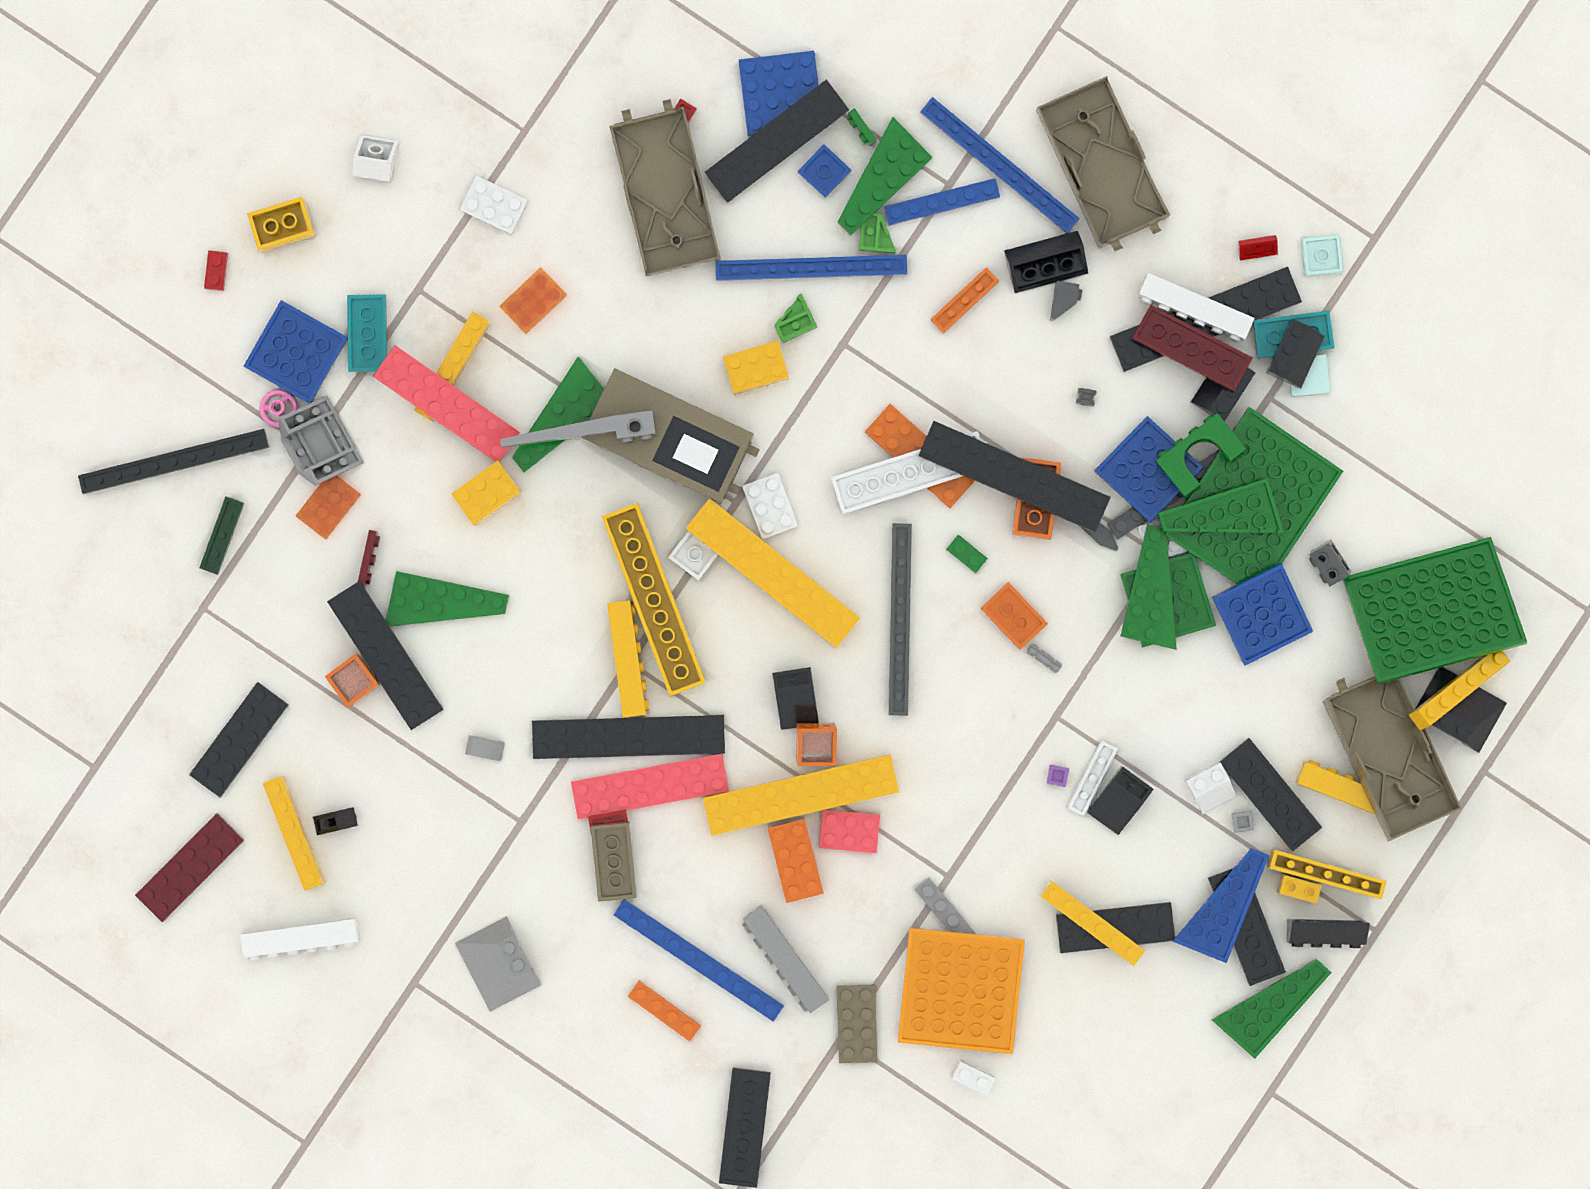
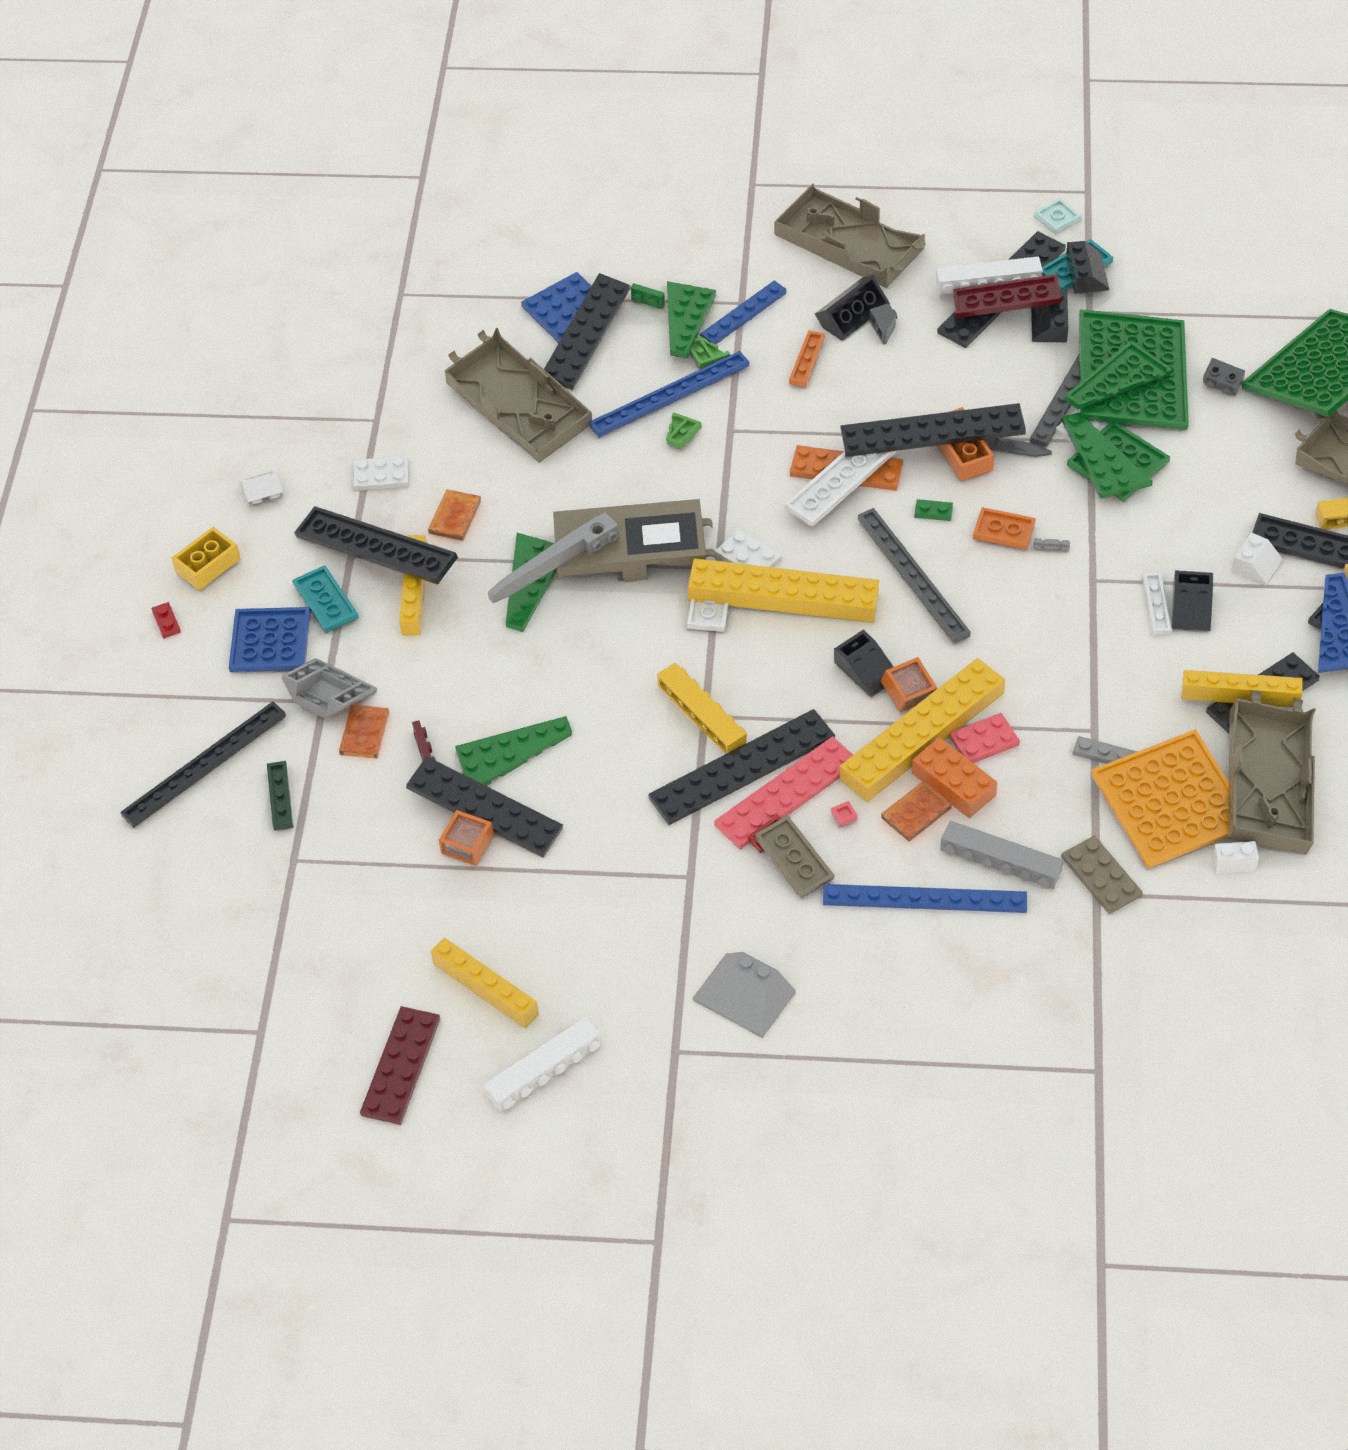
camera: 30 degrees left, 35 degrees down
(239, 739) = (387, 941): black plate -> none
(263, 407) = (275, 684): bright pink piece -> none
(335, 821) = (517, 954): black slope -> none
(436, 308) = (376, 545): none -> black plate
(444, 403) = (425, 601): coral plate -> none
(484, 748) = (614, 833): light grey panel -> none
(486, 493) = (499, 653): yellow brick -> none
(653, 599) = (698, 654): yellow brick -> none
(664, 1010) = (922, 952): orange plate -> none
(682, 839) = (844, 814): none -> coral plate
(744, 872) = (916, 811): none -> clear orange plate
(744, 1127) = (1065, 1004): black plate -> none
(756, 367) = (670, 470): yellow brick -> none
(824, 171) = (637, 334): blue plate -> none
(999, 165) = (771, 271): blue plate -> none
(1056, 1020) = (1271, 775): none -> dark tan piece
(1057, 775) = (1127, 613): medium lavender plate -> none
(1086, 397) = (949, 370): dark grey wheel -> none
(1135, 473) = (1036, 385): blue plate -> none
(1212, 431) = (1065, 332): green arch -> none
(1242, 821) = (1302, 570): light grey plate -> none
(1258, 247) = (1006, 229): red plate -> none
(1262, 614) = (1200, 430): blue plate -> none
(1317, 379) = (1117, 285): light aqua tile -> none

